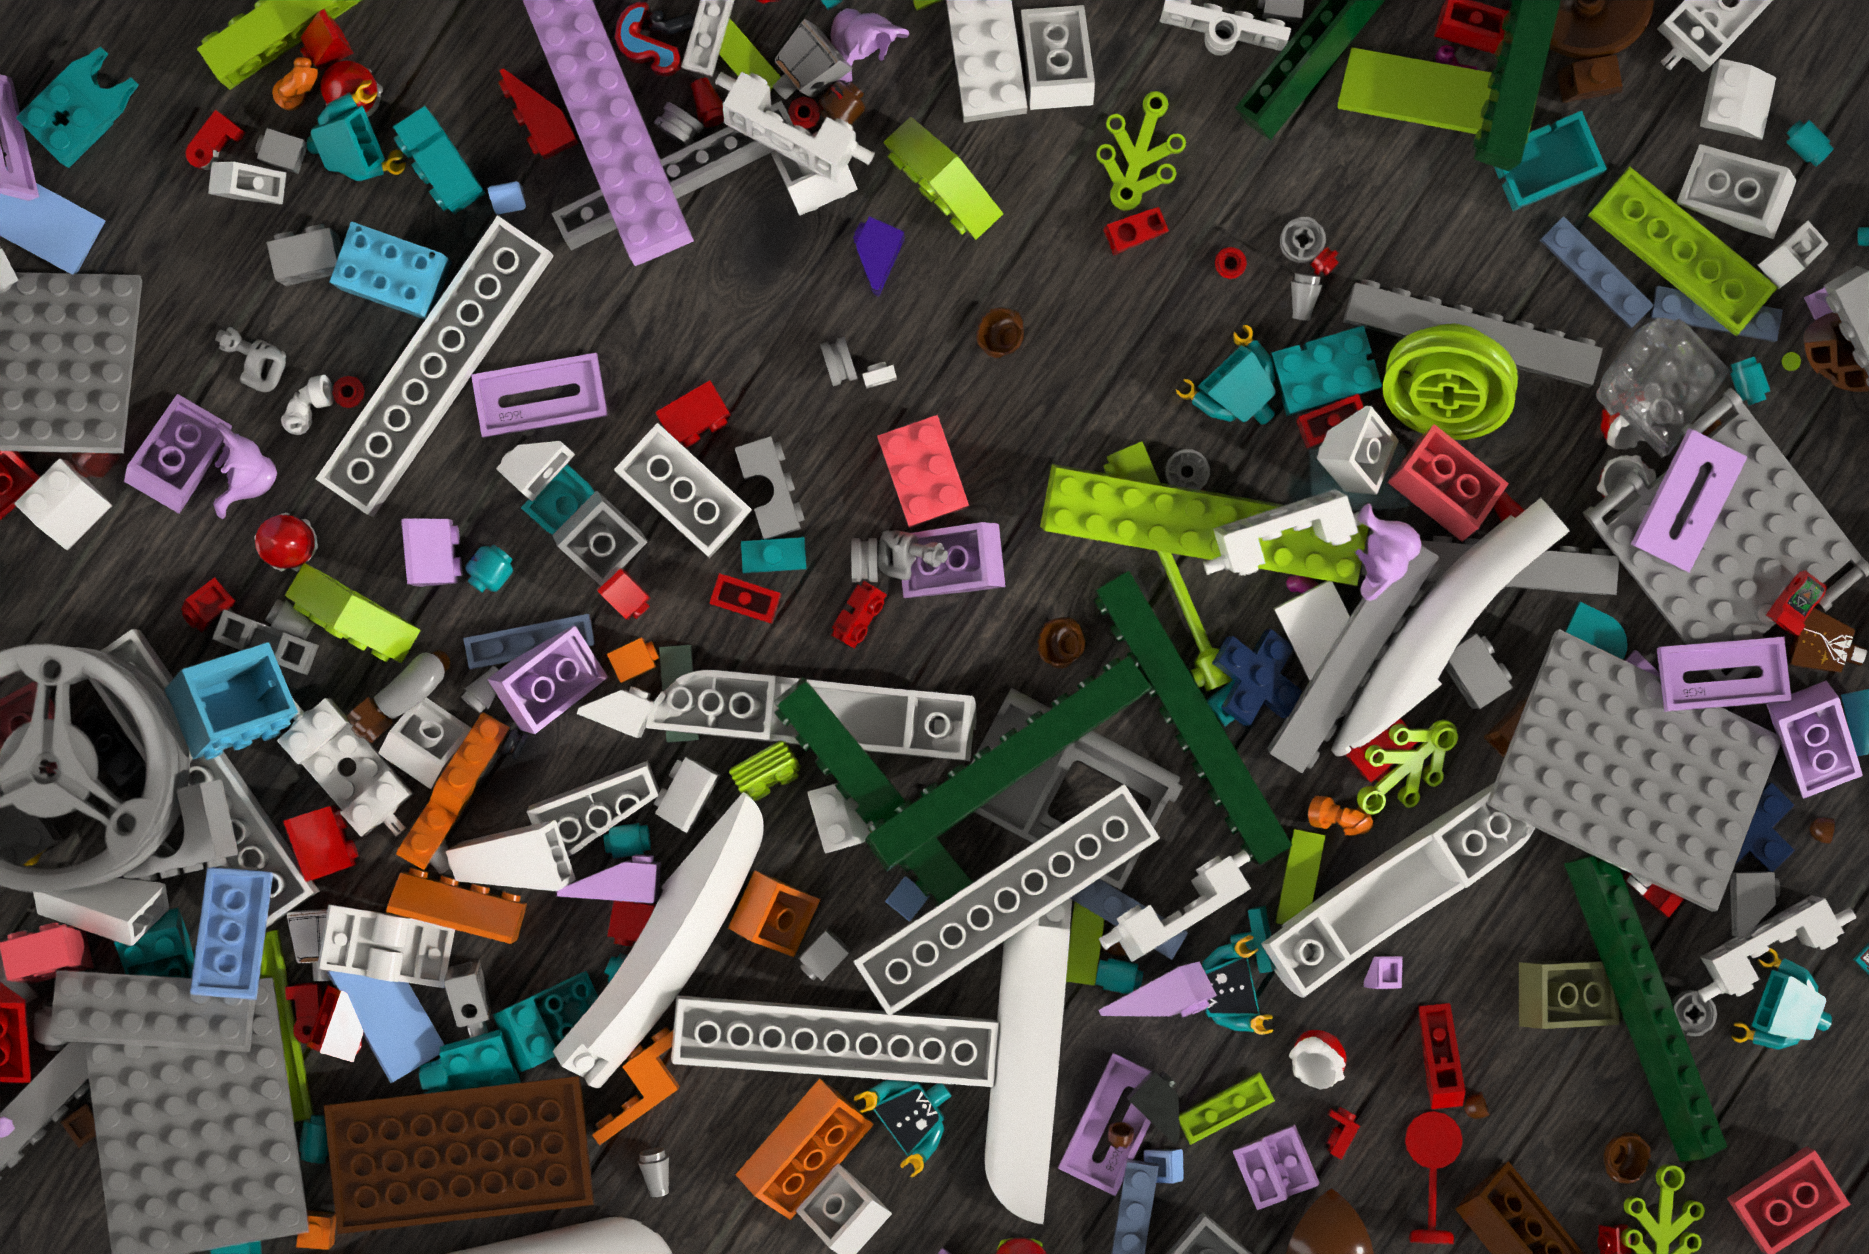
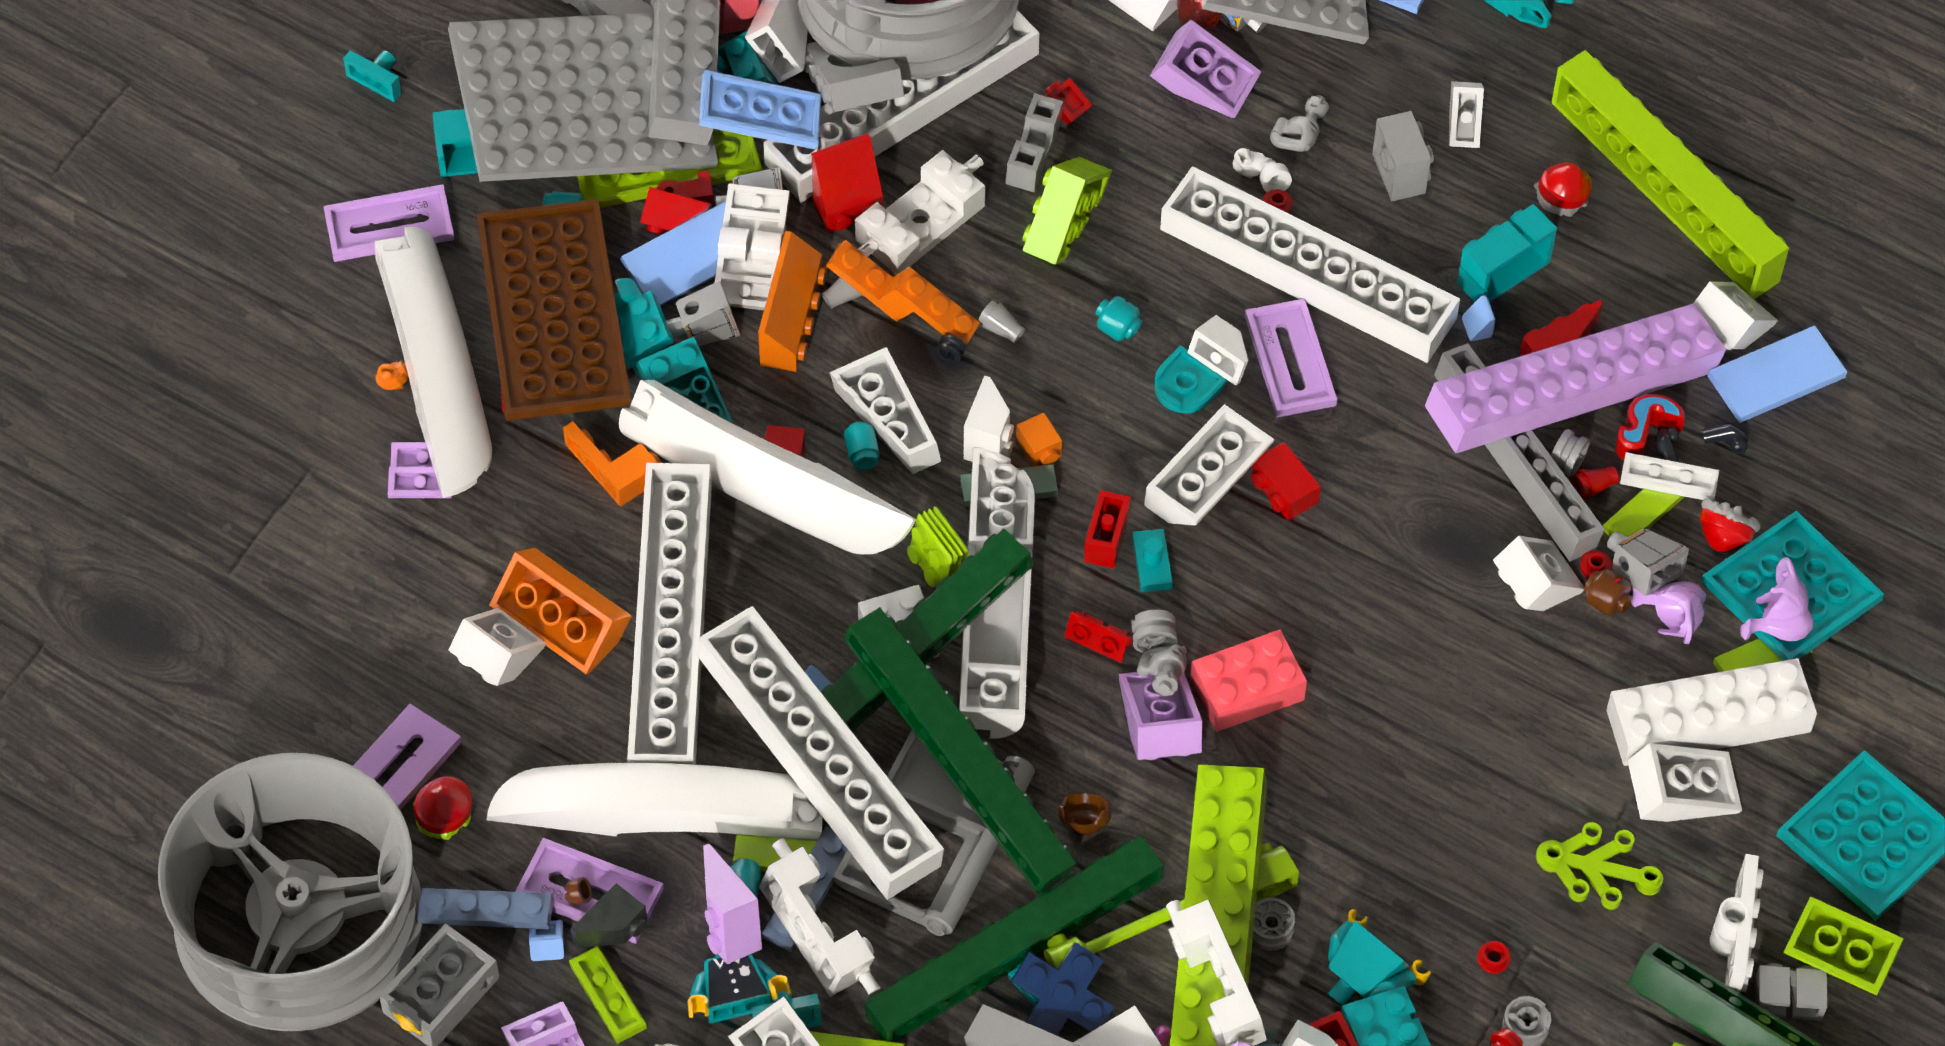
camera: 80 degrees right, 30 degrees down
(211, 140) = (1503, 86): red leg -> none
(231, 701) = (977, 105): medium azure container -> none
(246, 469) = (1195, 122): lavender piece -> none
(281, 150) = (1499, 139): light grey brick -> none
(286, 542) = (1130, 157): red hair -> none
(289, 620) = (1057, 154): light grey cone -> none
(291, 90) = (1562, 143): orange arm -> none
(321, 1231) = (476, 200): orange brick -> none
(324, 41) = (1609, 162): red slope -> none
(348, 141) = (1518, 180): teal torso -> none
(390, 271) = (1397, 212): medium azure container -> none
(406, 691) = (999, 254): light grey piece -> none
(424, 741) = (953, 269): white slope -> none
(431, 552) = (1130, 257): lavender slope -> none
(510, 643) = (1050, 357): sand blue plate -> none
(514, 858) = (840, 341): white slope -> none
(547, 680) = (1016, 367): lavender slope -> none
(599, 538) = (1155, 401): light grey brick -> none
(625, 595) = (1104, 425): slope -> none
(629, 881) = (823, 428): lavender slope -> none
(655, 1170) = (538, 483): light grey cone -> none
(686, 794) = (908, 488): white slope -> none
(749, 113) = (1566, 548): white brick -> none
(763, 460) = (1197, 560): light grey arch -> none
(773, 914) = (794, 572): orange slope -> none
(823, 955) = (762, 597): light grey brick -> none
(838, 361) = (1351, 600): light grey wheel -> none
(877, 250) = (1461, 624): dark purple slope -> none
(879, 374) = (1340, 639): white plate -> none
(909, 1116) = (595, 698): torso -> none
(942, 178) = (1540, 683): lime brick -> none
(1000, 332) = (1396, 744): reddish brown hair -> none
(1135, 230) = (1516, 863): red leg -> none
(1305, 292) = (1468, 1027): light grey cone -> none

